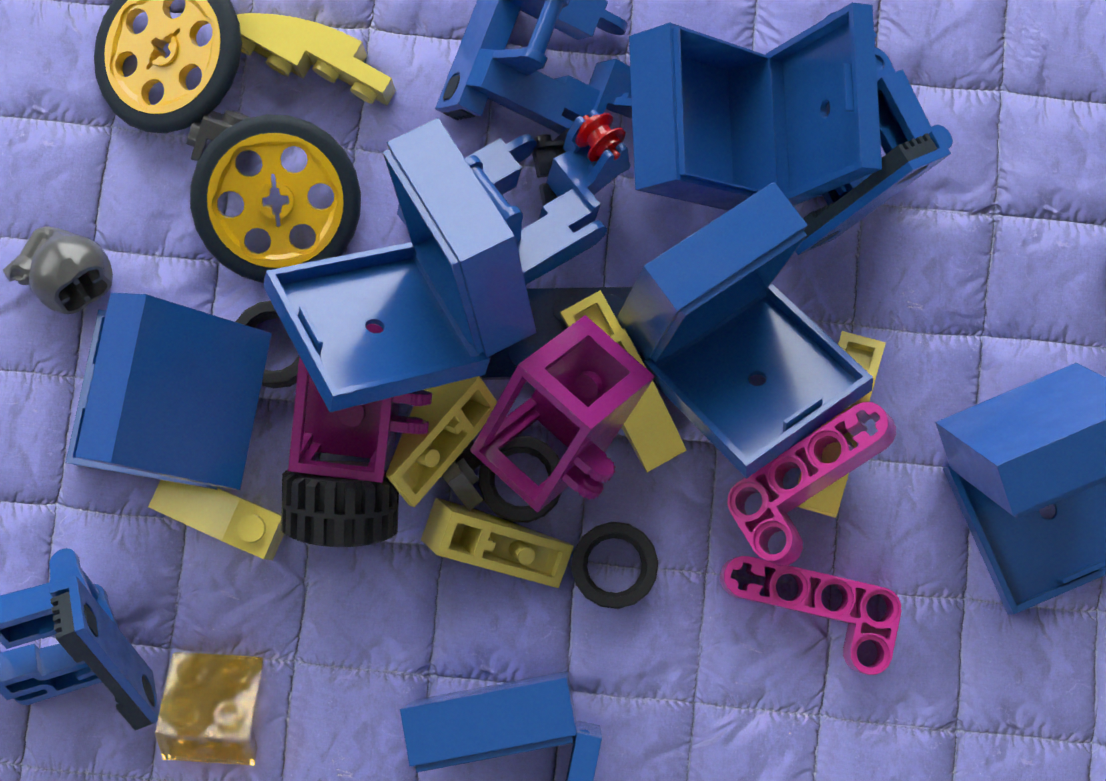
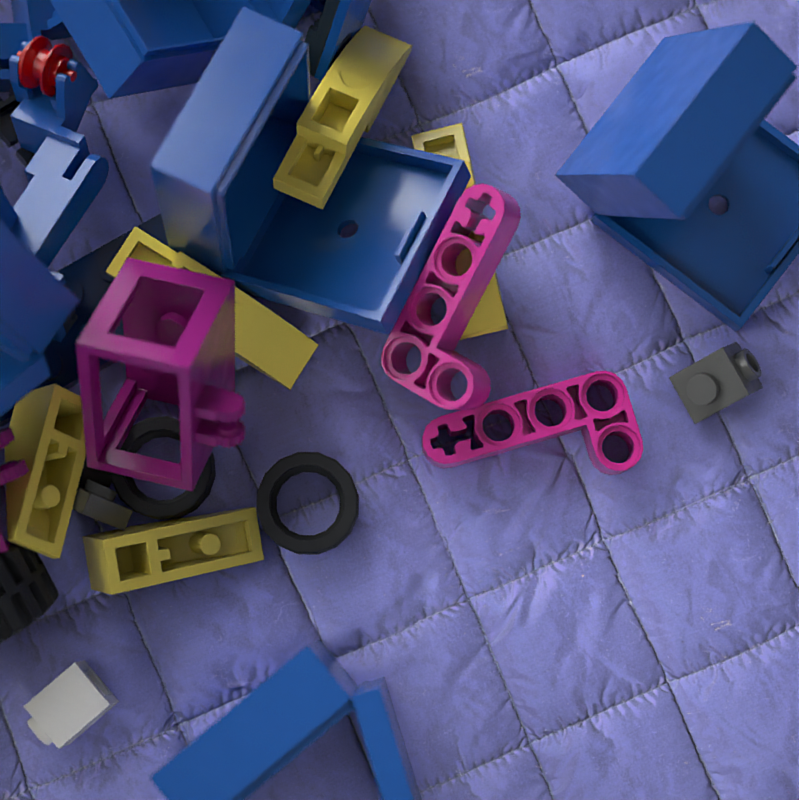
camera: 30 degrees left, 0 degrees up
(358, 617) = (69, 705): none -> white brick
(798, 289) = (339, 114): none -> light yellow slope
(973, 645) = (717, 381): none -> dark grey bracket

